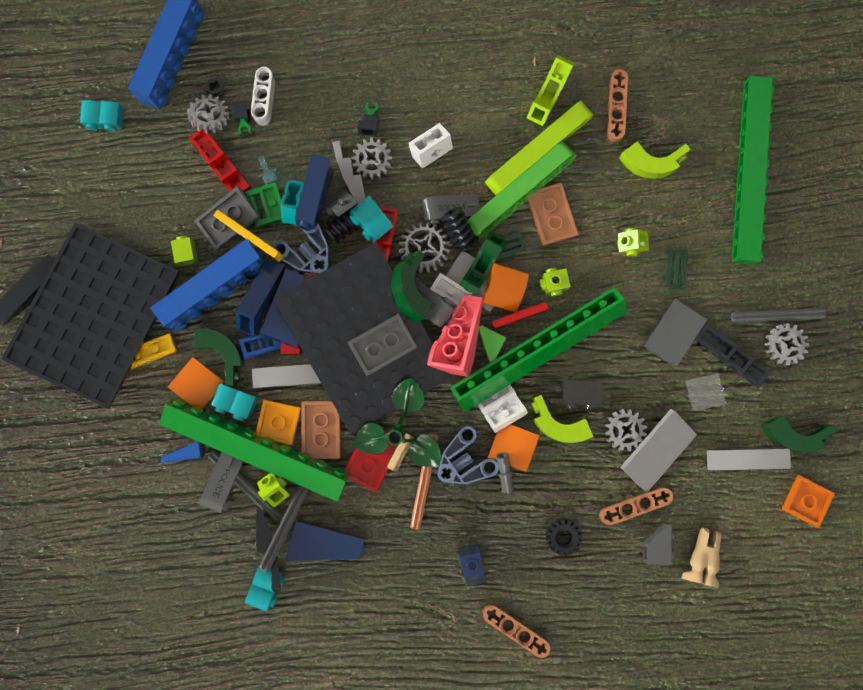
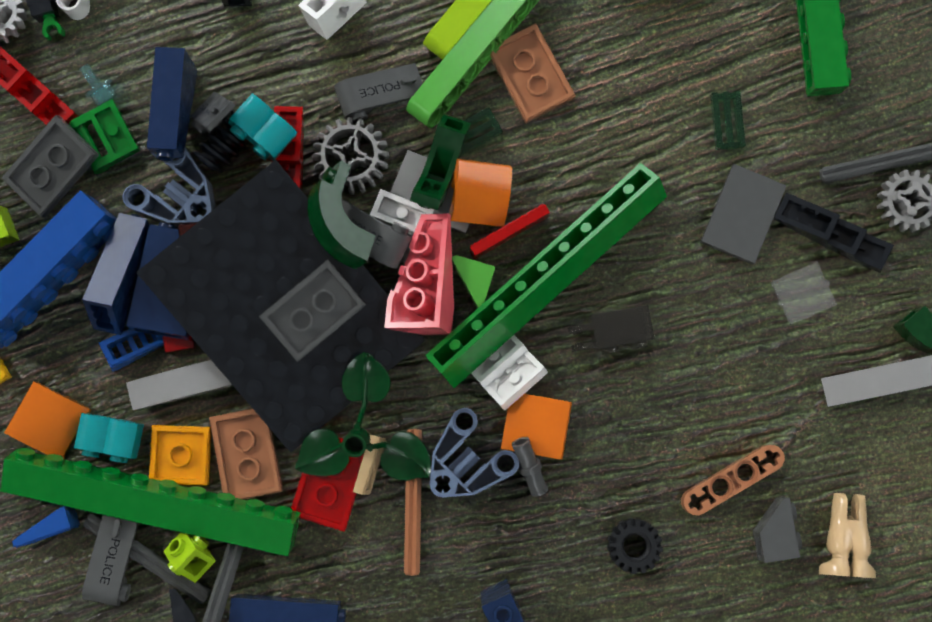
camera: 10 degrees left, 0 degrees up
(210, 339) = (90, 364): dark green arch -> none
(248, 235) = (84, 185): yellow tile -> none
(290, 201) = (136, 122): teal brick -> none
(353, 182) = (228, 78): light grey slope -> none
(377, 152) = (250, 27): light grey gear -> none
(459, 228) = (397, 118): black piece -> none
(561, 279) = (559, 163): lime brick -> none
(571, 433) = (603, 392): lime arch -> none
(630, 424) = (707, 376): light grey gear -> none
(633, 242) = (657, 91): lime brick -> none
(658, 450) = (750, 391): light grey tile -> none

